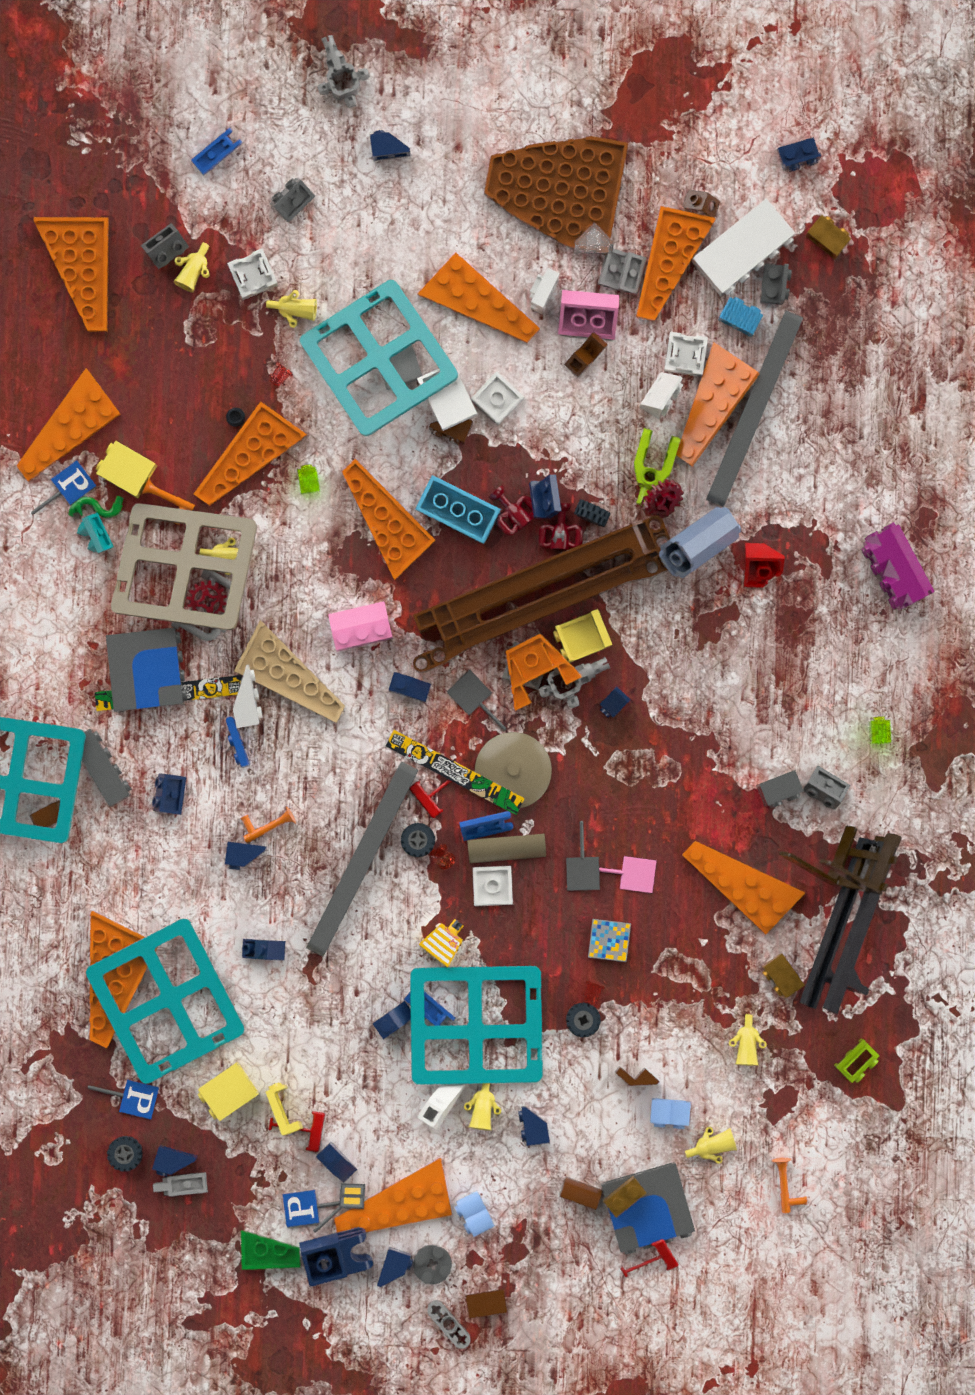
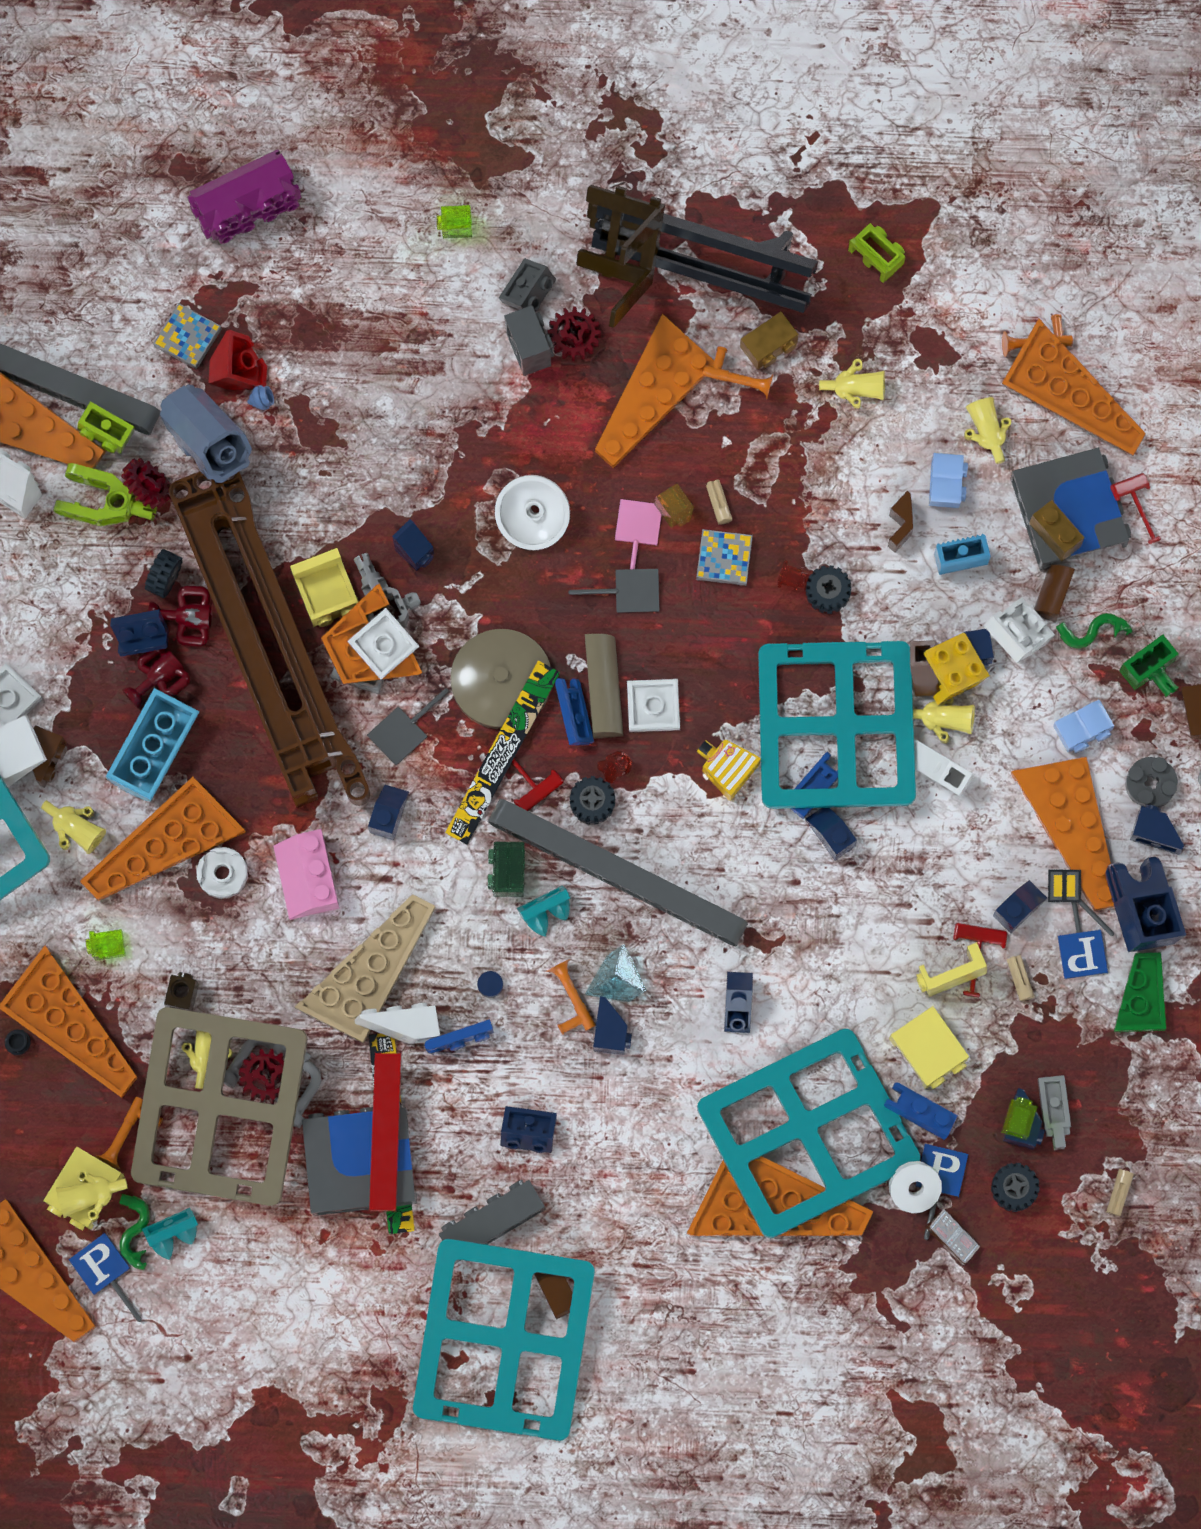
camera: 85 degrees left, 10 degrees down
(88, 1106) = (952, 1237): none -> slope
(115, 1082) = (915, 1201): none -> white tile
(119, 477) = (96, 1192): none -> light yellow piece
(121, 1231) = (1119, 1192): none -> tan piece
(163, 688) = (385, 1132): none -> red tile
(170, 1157) = (1019, 1118): none -> clear neon green brick
(180, 1086) = (922, 1111): none -> blue hinge
(264, 530) = (175, 982): none -> dark brown brick
(278, 764) = (490, 984): none -> dark blue tile
(281, 1161) = (1020, 978): none -> tan piece
(282, 858) = (617, 978): none -> clear light blue slope
(333, 797) = (535, 911): none -> teal tile
(363, 575) = (222, 887): none -> white tile
(364, 776) = (508, 869): none -> clear green brick
(401, 448) = (80, 830): none -> light yellow piece
(517, 1116) = (955, 667): none -> yellow bracket
(519, 1093) = (923, 676): none -> reddish brown slope
(521, 1266) = (1151, 665): none -> green brick
(535, 680) = (383, 644): none -> white tile
(543, 1206) = (1070, 640): none -> green animal
(545, 1161) = (1019, 630): none -> white brick
(609, 1123) = (962, 554): none -> dark azure brick
(631, 793) = (524, 526): none -> white dish
(648, 902) = (674, 506): none -> clear yellow brick
(653, 936) = (719, 502): none -> tan piece
(707, 466) = (105, 428): none -> lime brick
(735, 584) = (261, 397): none -> medium blue plate
(748, 1203) = (1060, 383): none -> orange wing
(755, 936) = (718, 373): none -> orange piece
(785, 815) = (582, 328): none -> dark red gear
(786, 525) = (187, 336): none -> tile

